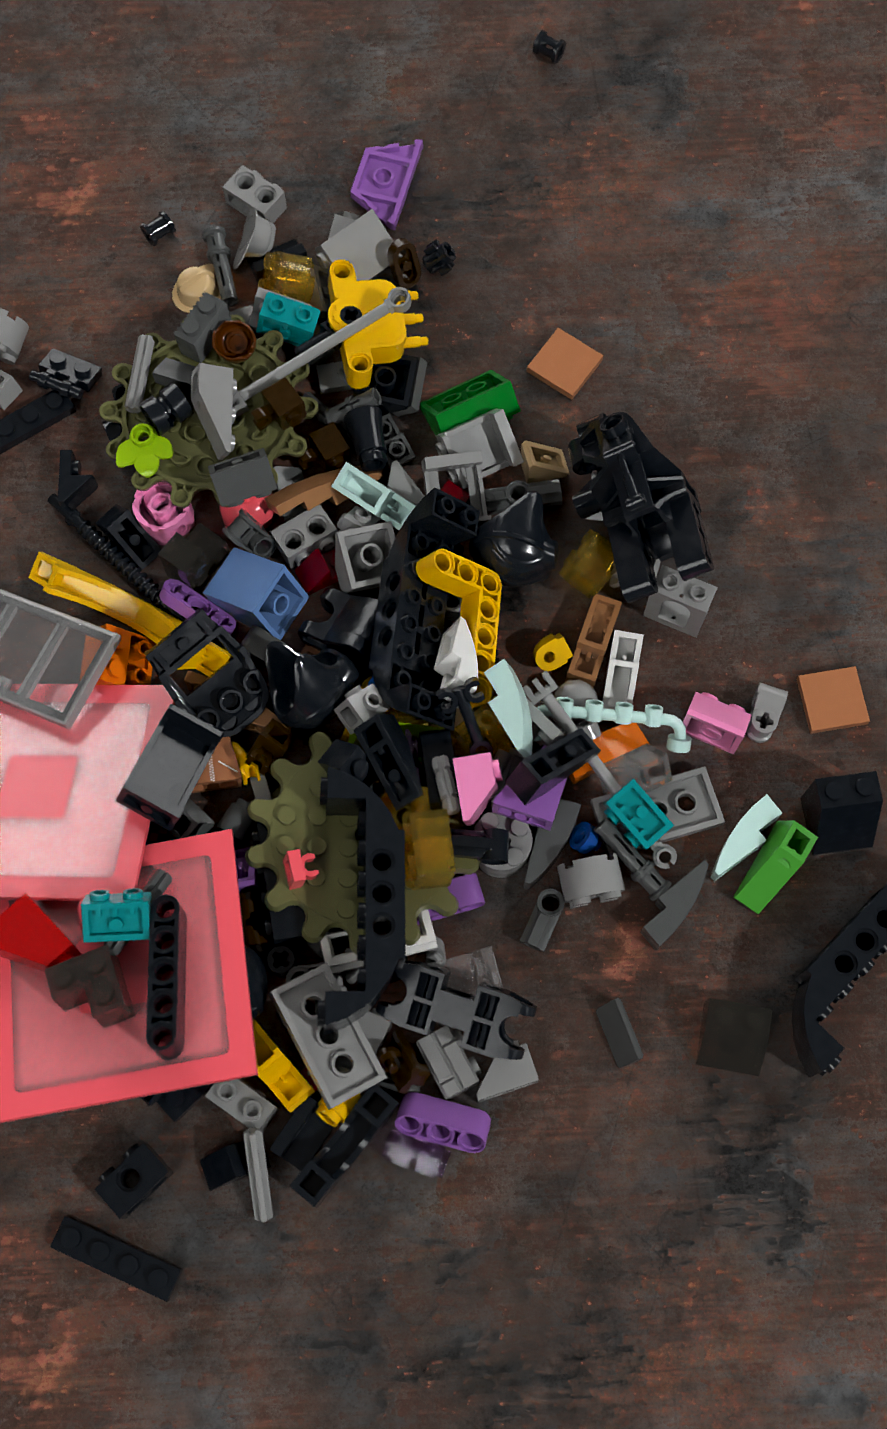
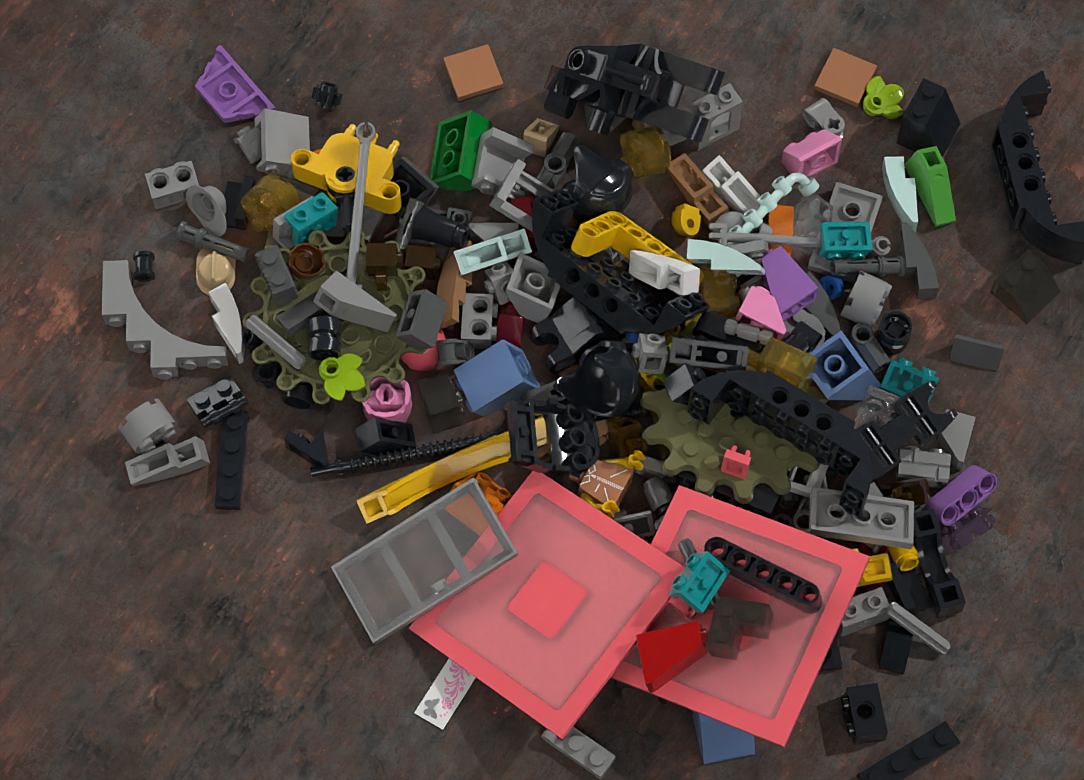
camera: 55 degrees left, 5 degrees down
(105, 239) = (143, 334): none -> light grey arch
(164, 321) = (228, 320): none -> white slope
(169, 767) = (602, 499): black panel -> none
(174, 595) = (477, 426): medium lavender beam -> none
(404, 263) = (316, 119): dark brown plate -> none
(462, 697) = (701, 283): black bar -> none
(488, 906) = (841, 370): none -> medium blue slope
(539, 981) = (903, 377): none -> teal bracket
(551, 765) = (782, 261): black slope -> none
(578, 933) = (894, 332): none -> black wheel
(842, 751) = (885, 97): none -> lime plate

